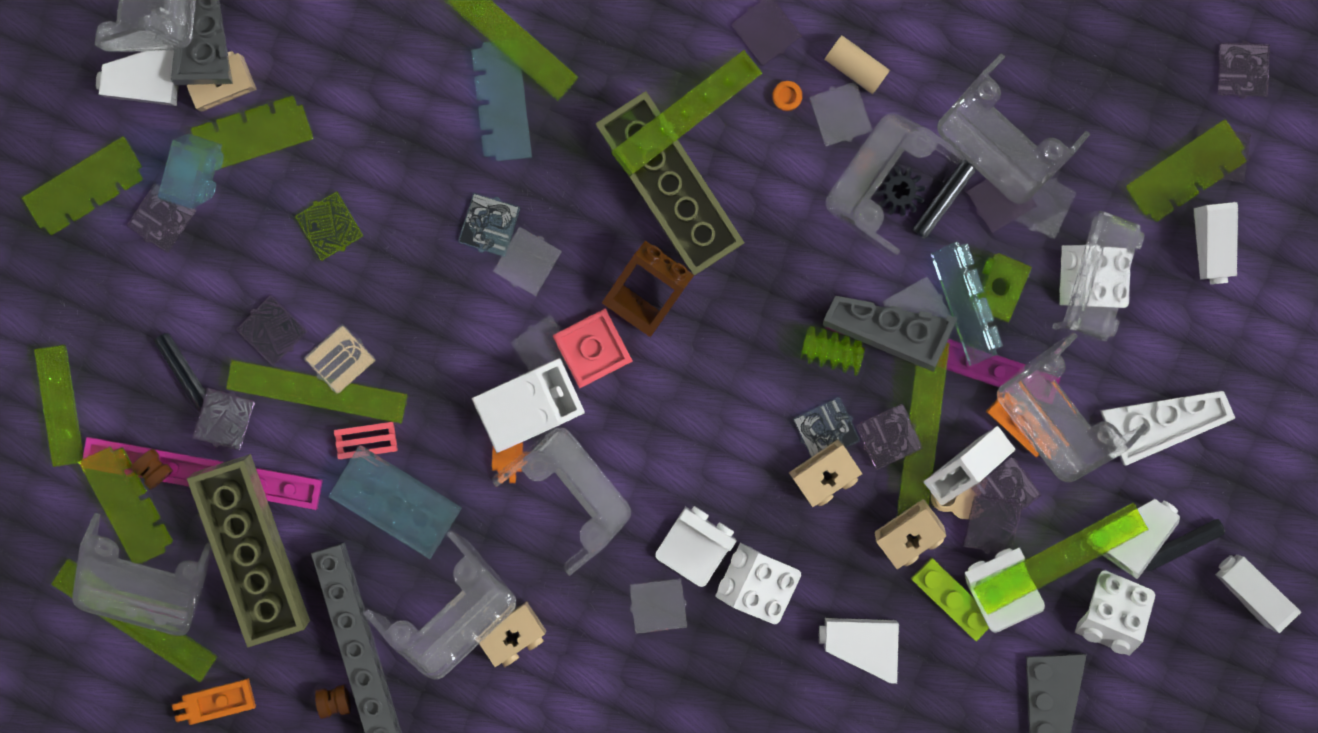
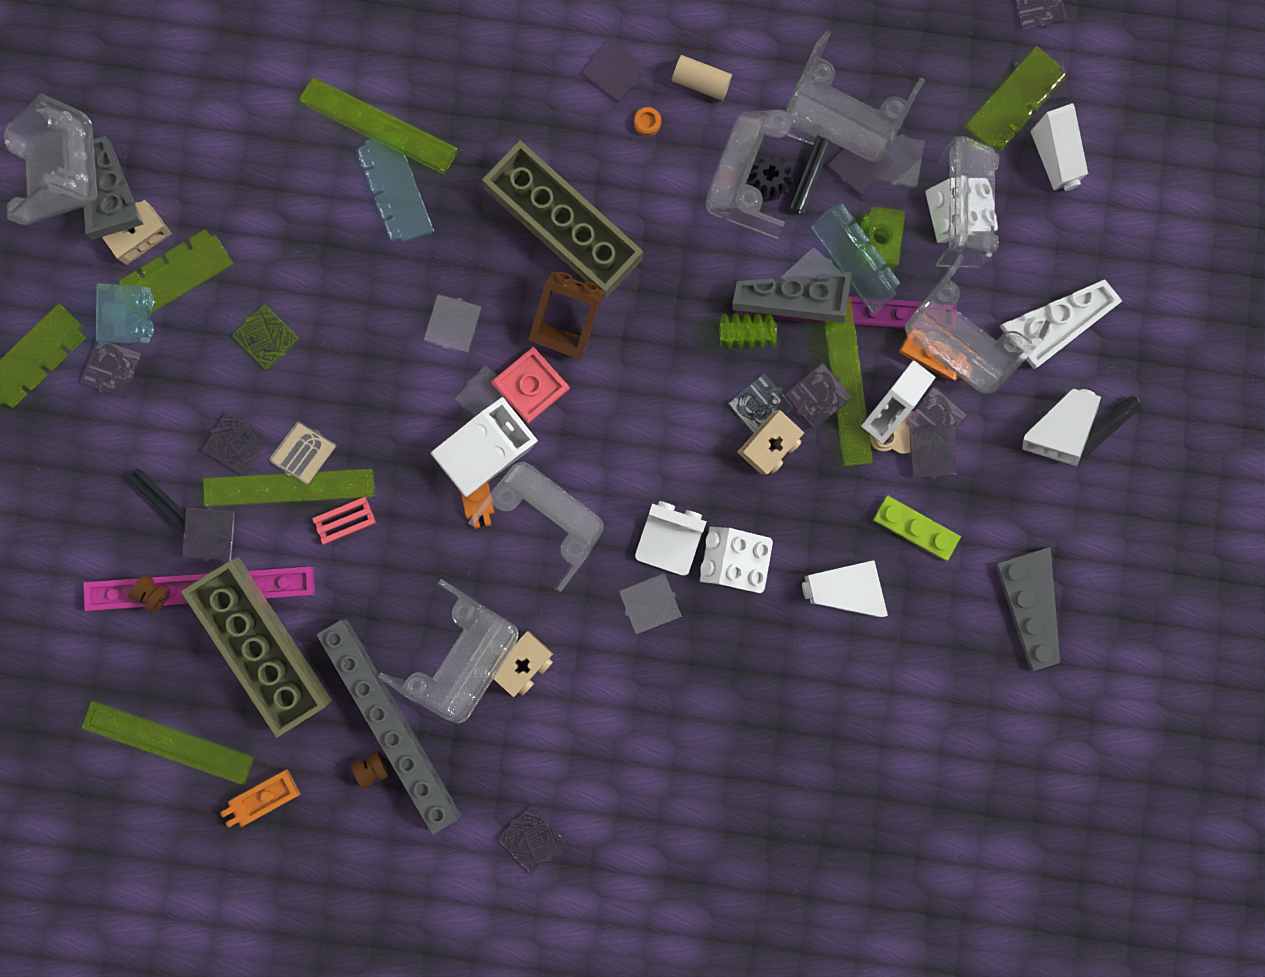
camera: 25 degrees left, 5 degrees down
(59, 405) = (53, 560): clear neon green tile -> none
(120, 501) = (127, 632): clear neon green windscreen -> none
(135, 591) = (158, 714): clear windscreen -> none
(140, 78) = (61, 246): white slope -> none
(395, 502) = (384, 568): clear light blue plate -> none
(489, 224) = (410, 299): piece -> none
(686, 113) = (560, 152): clear neon green tile -> none
(840, 114) = (698, 126): clear piece -> none
(919, 522) = (873, 466): tan brick -> none
(1015, 612) = (960, 506): white bracket -> none
(1061, 559) = (1005, 462): clear neon green plate -> none
(1117, 613) = (1068, 503): white bracket -> none
(1257, 593) = (1189, 451): white slope -> none

